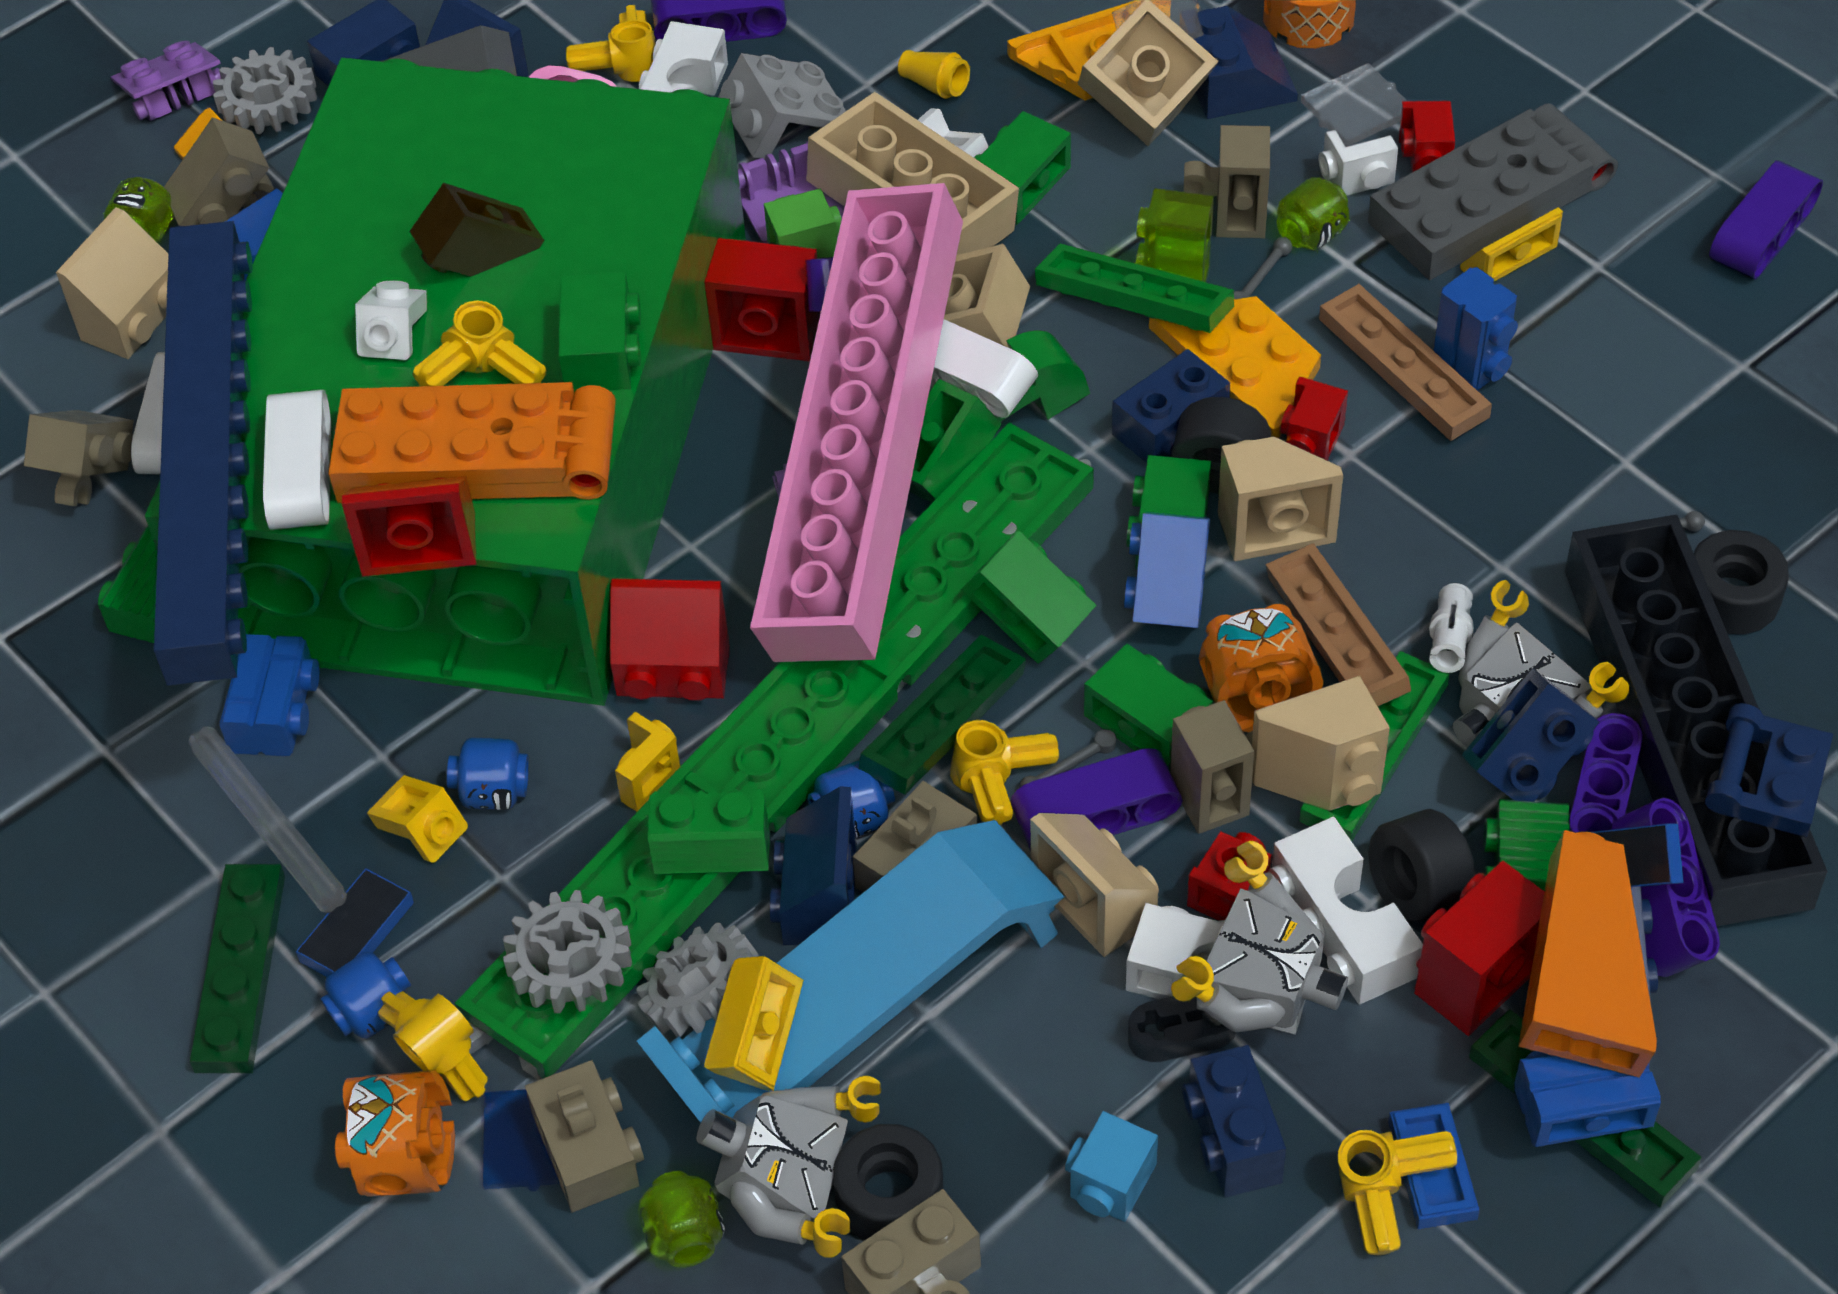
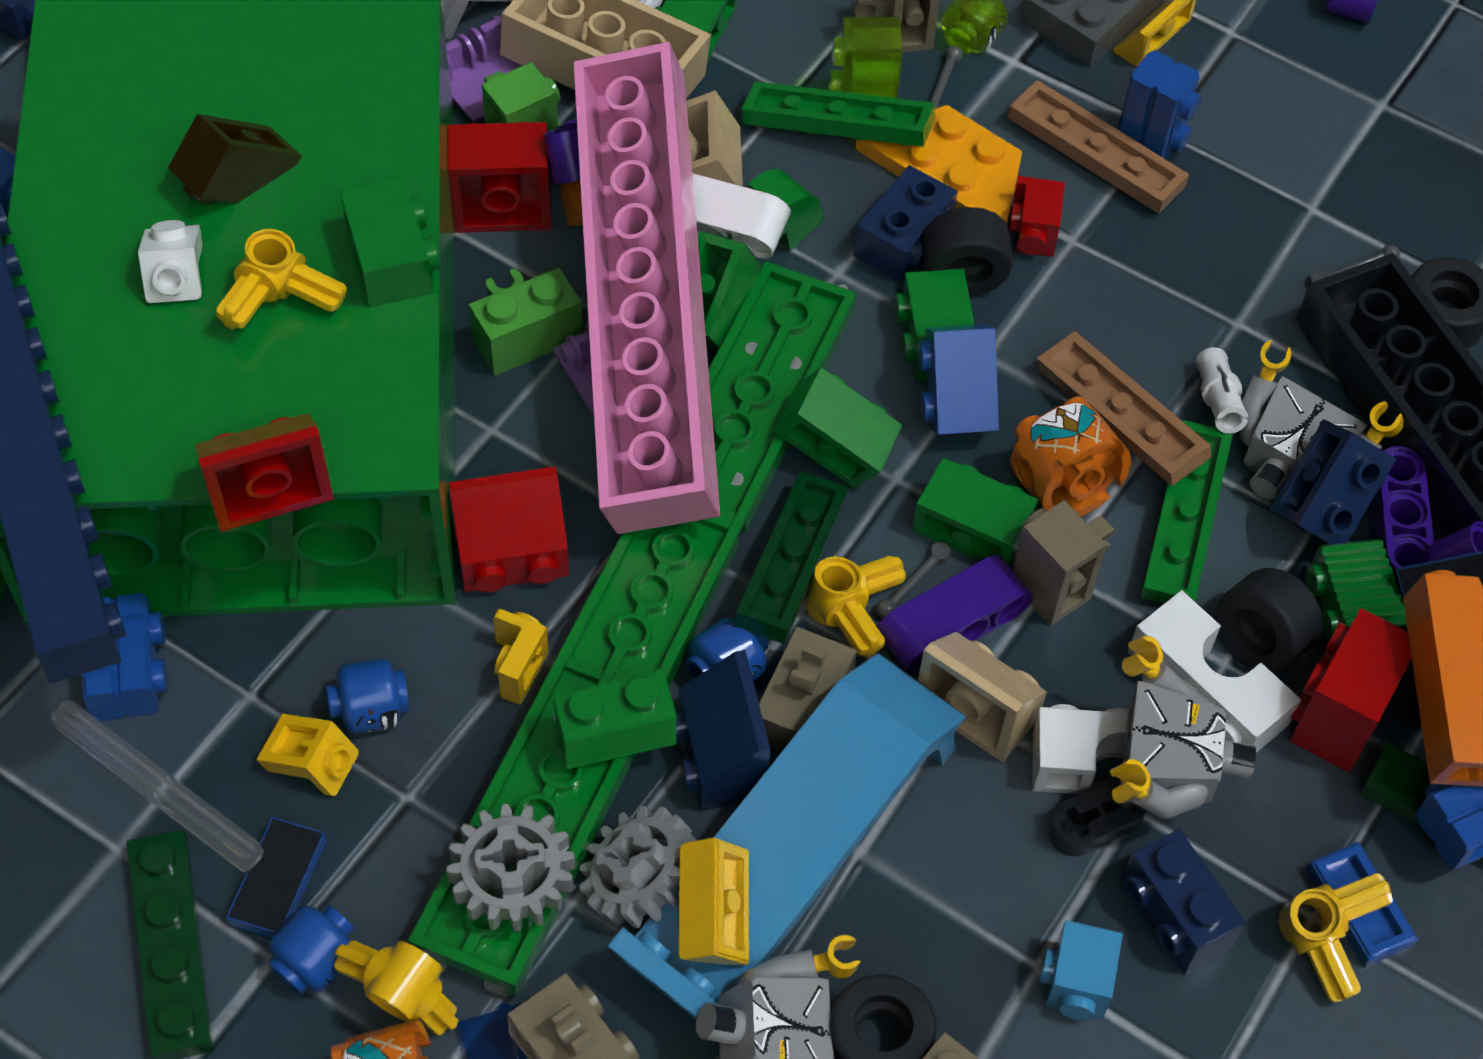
camera: 20 degrees left, 5 degrees up
(297, 460) = (120, 422): white beam -> none
(500, 436) = (327, 362): orange hinge -> none
(745, 442) = (524, 319): none -> bright green brick
(1208, 885) = (1097, 665): red brick -> none
(1276, 498) = (1034, 293): tan slope -> none
(1322, 746) = (1164, 526): tan slope -> none

